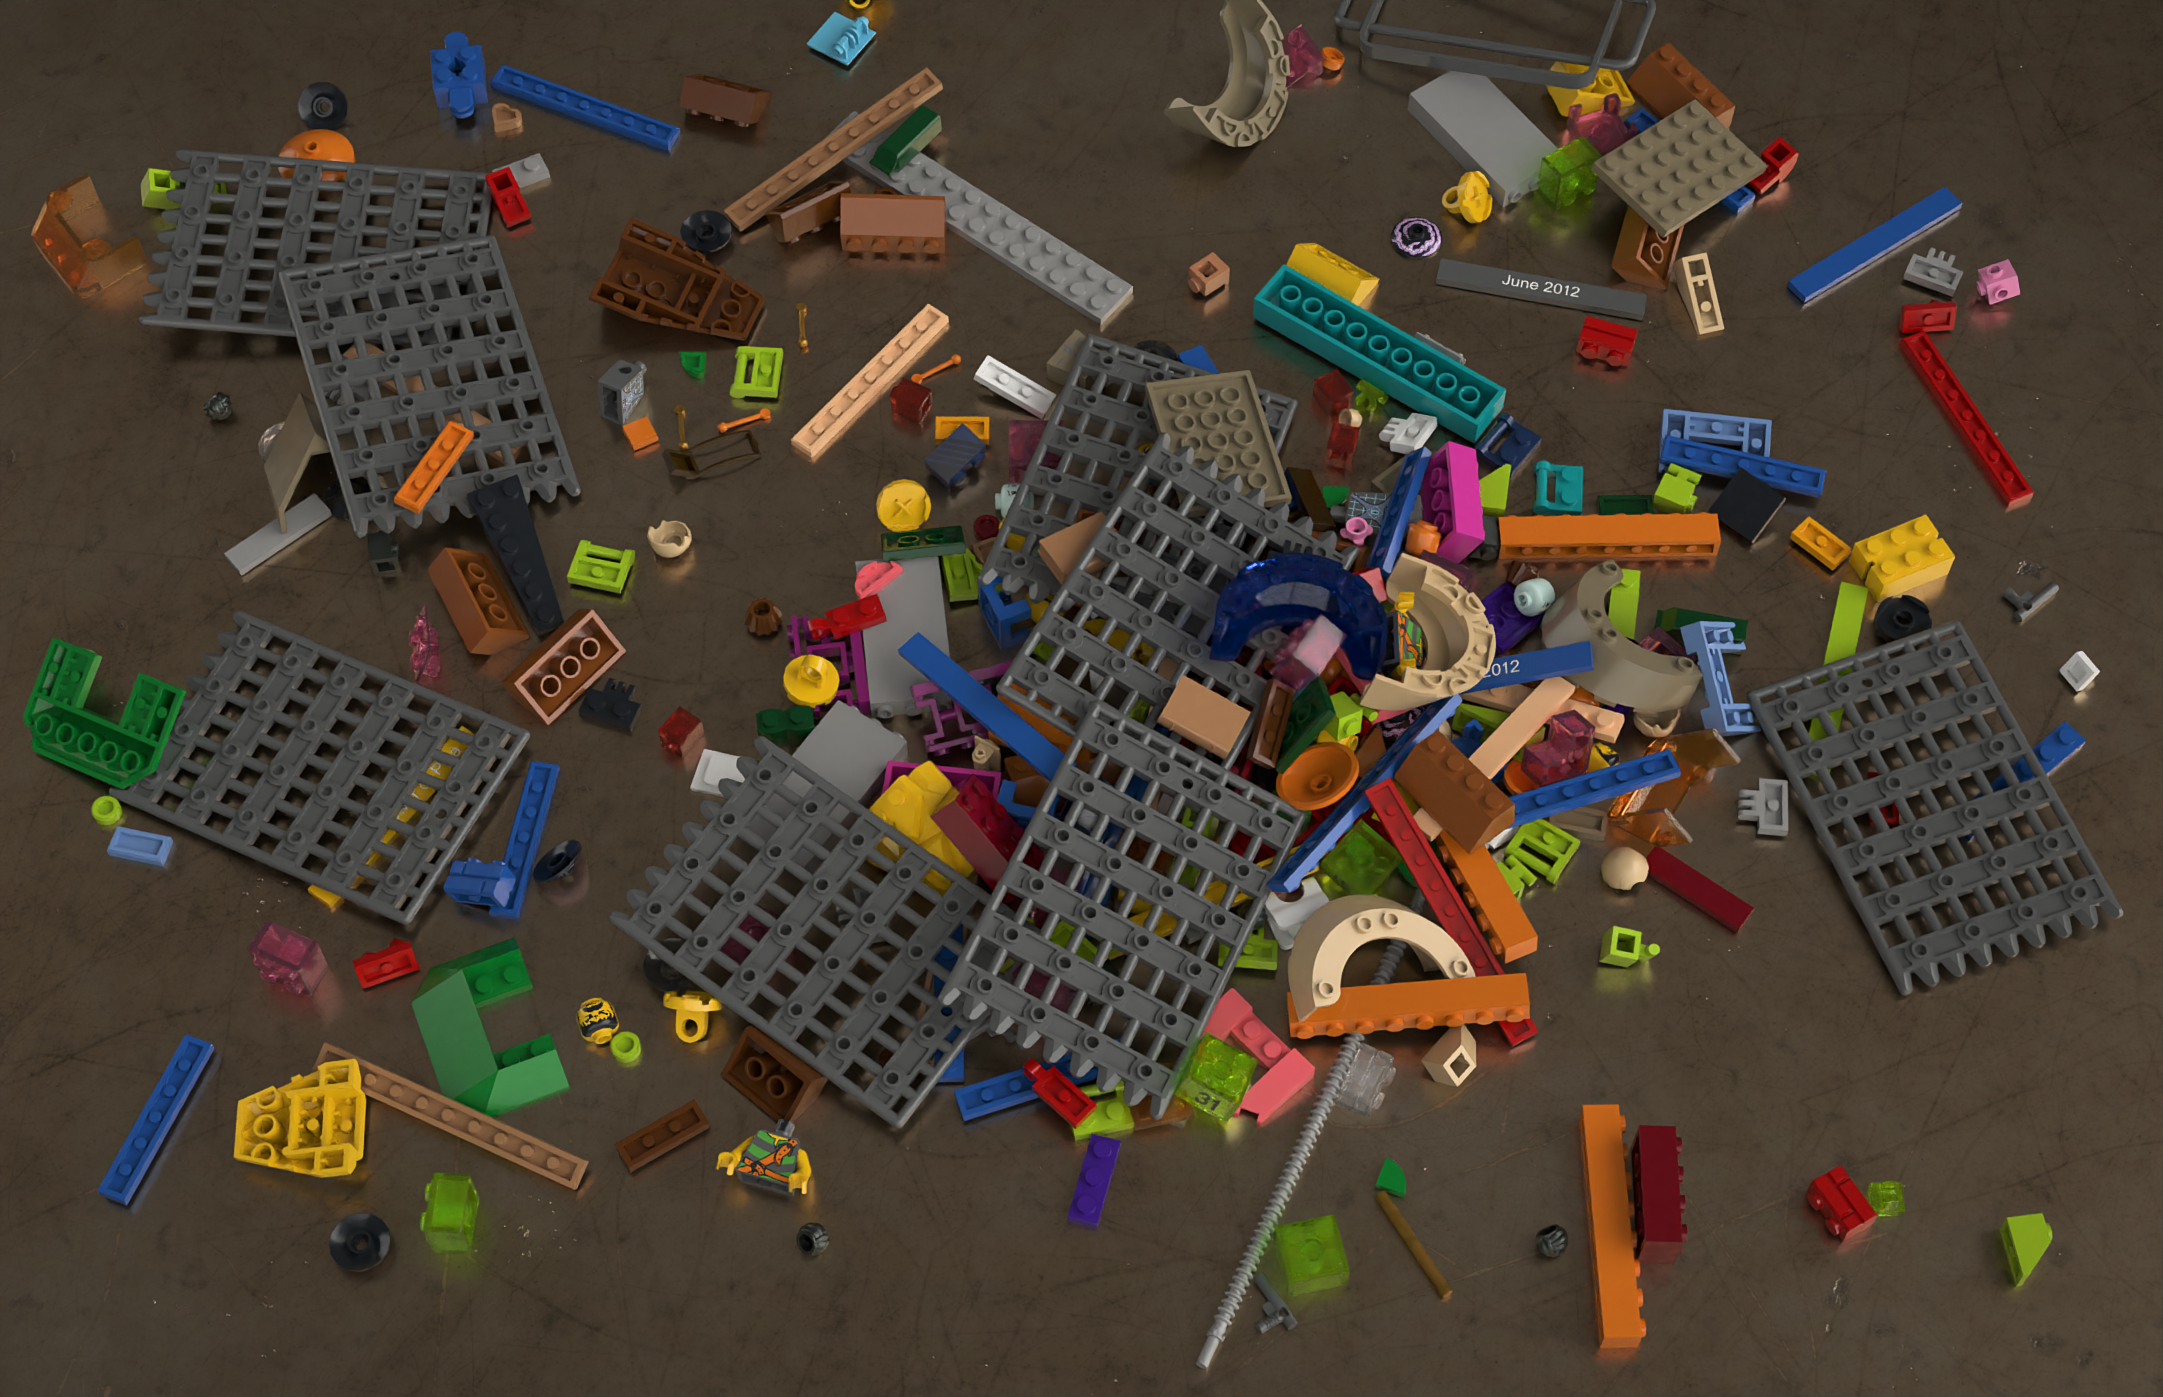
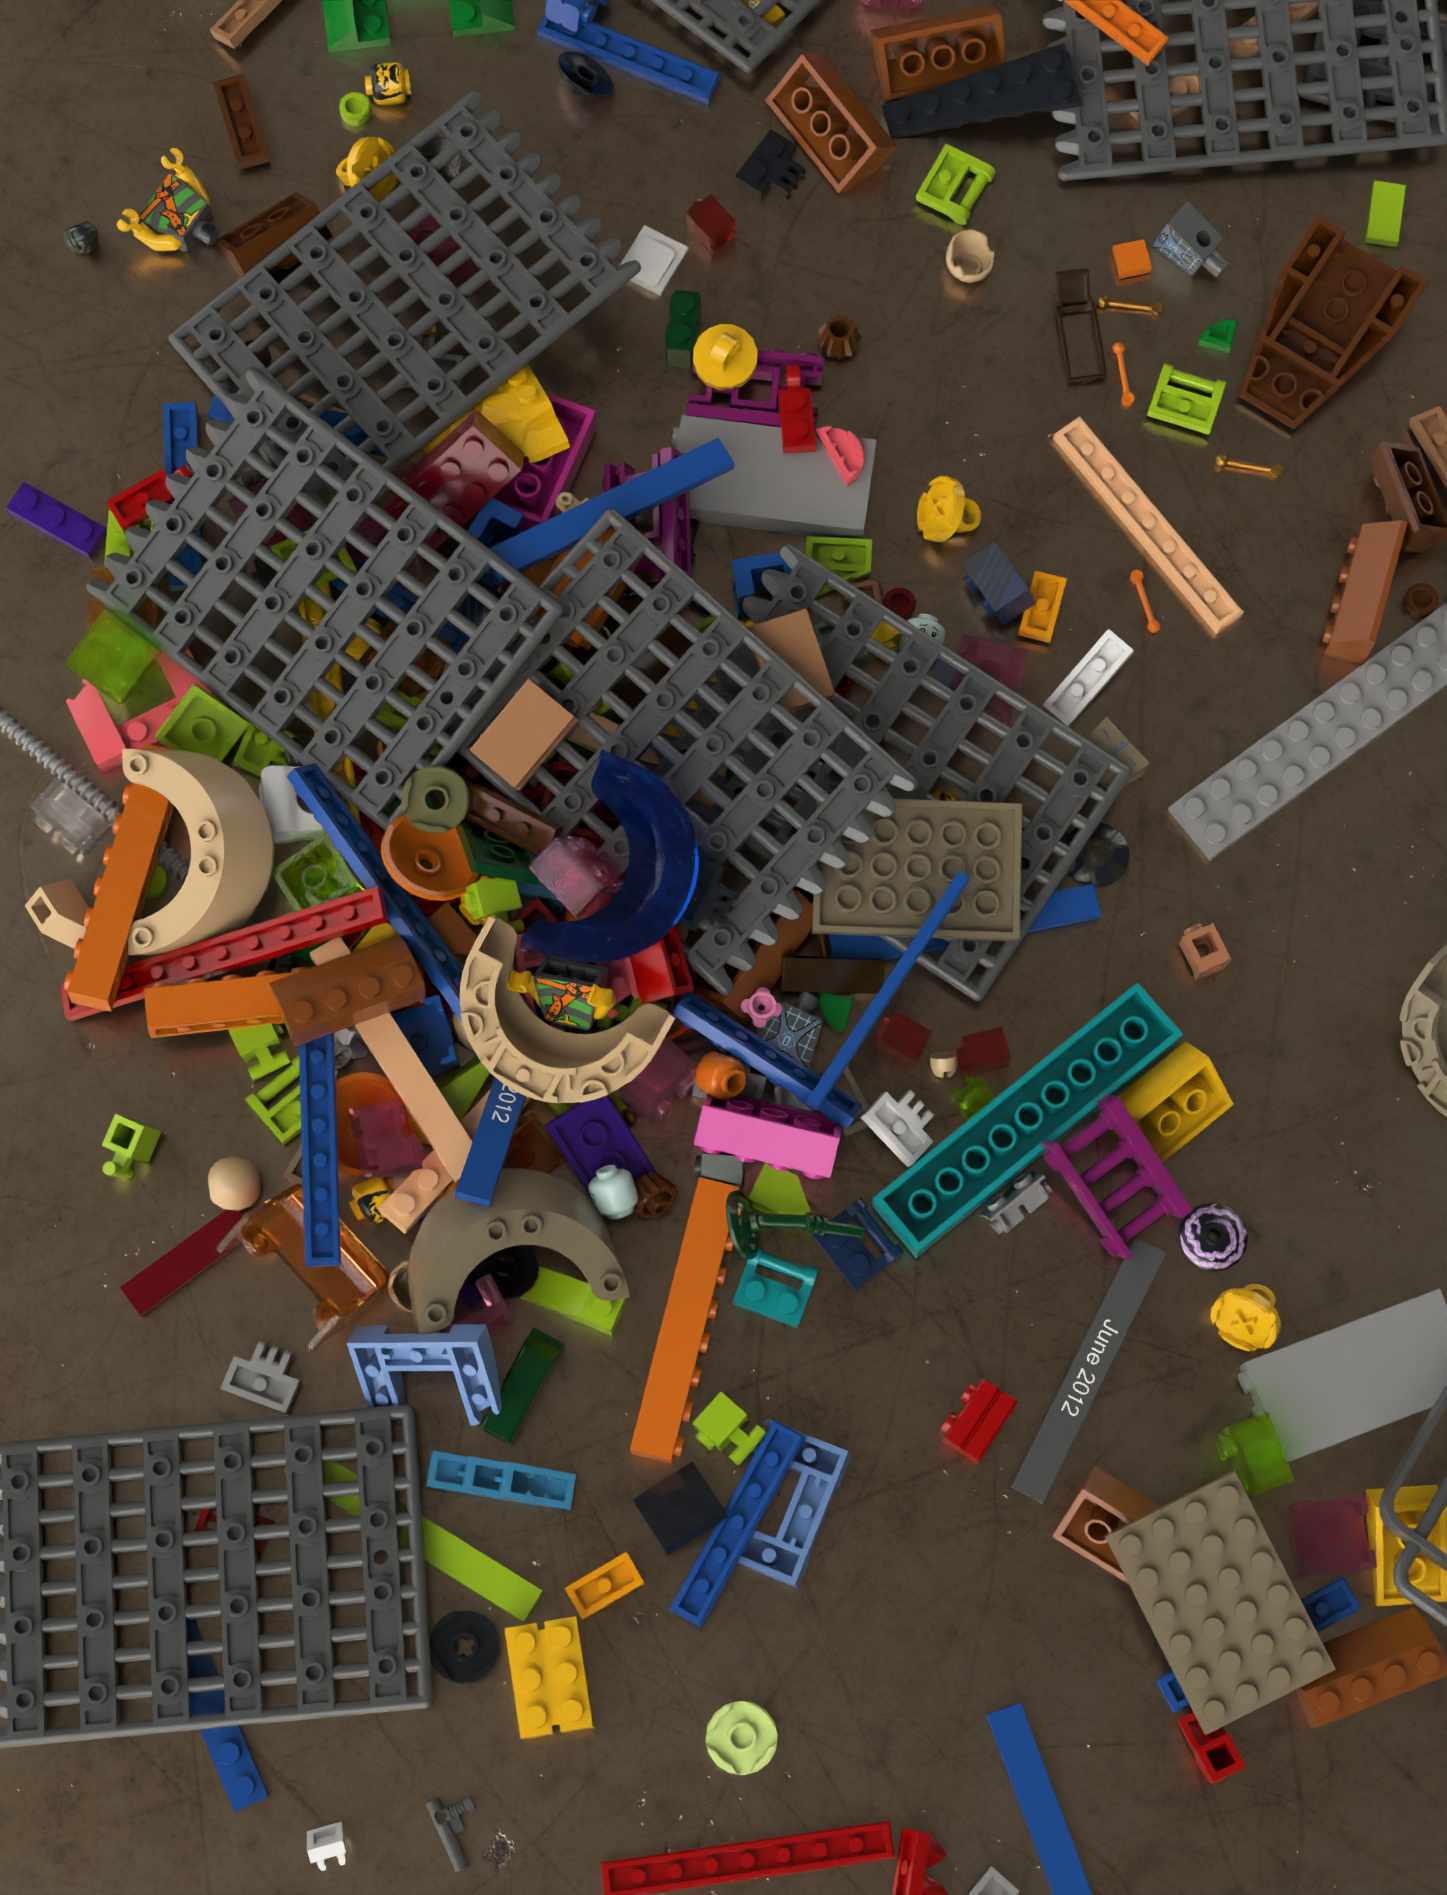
camera: 105 degrees right, 15 degrees up
(560, 276) = (1385, 213): none -> lime tile
(705, 224) = (1414, 368): black dish -> none
(848, 754) = (610, 366): light grey brick -> none
(911, 400) = (1099, 557): clear red brick -> none
(922, 543) = (885, 521): dark green tile -> none
(1258, 991) = (202, 725): none -> lime plate
(1267, 789) = (430, 779): none -> olive tile
(1324, 434) = (887, 991): none -> blue tile
(1393, 267) = (1150, 1173): none -> magenta fence
(1525, 496) = (754, 1222): none -> dark green dish
(1624, 504) = (726, 1360): dark green tile -> none
(1699, 292) = (1026, 1569): tan slope -> none
(1774, 628) = (500, 1480): none -> dark azure slope
(1885, 439) = (741, 1737): none -> yellowish green tile

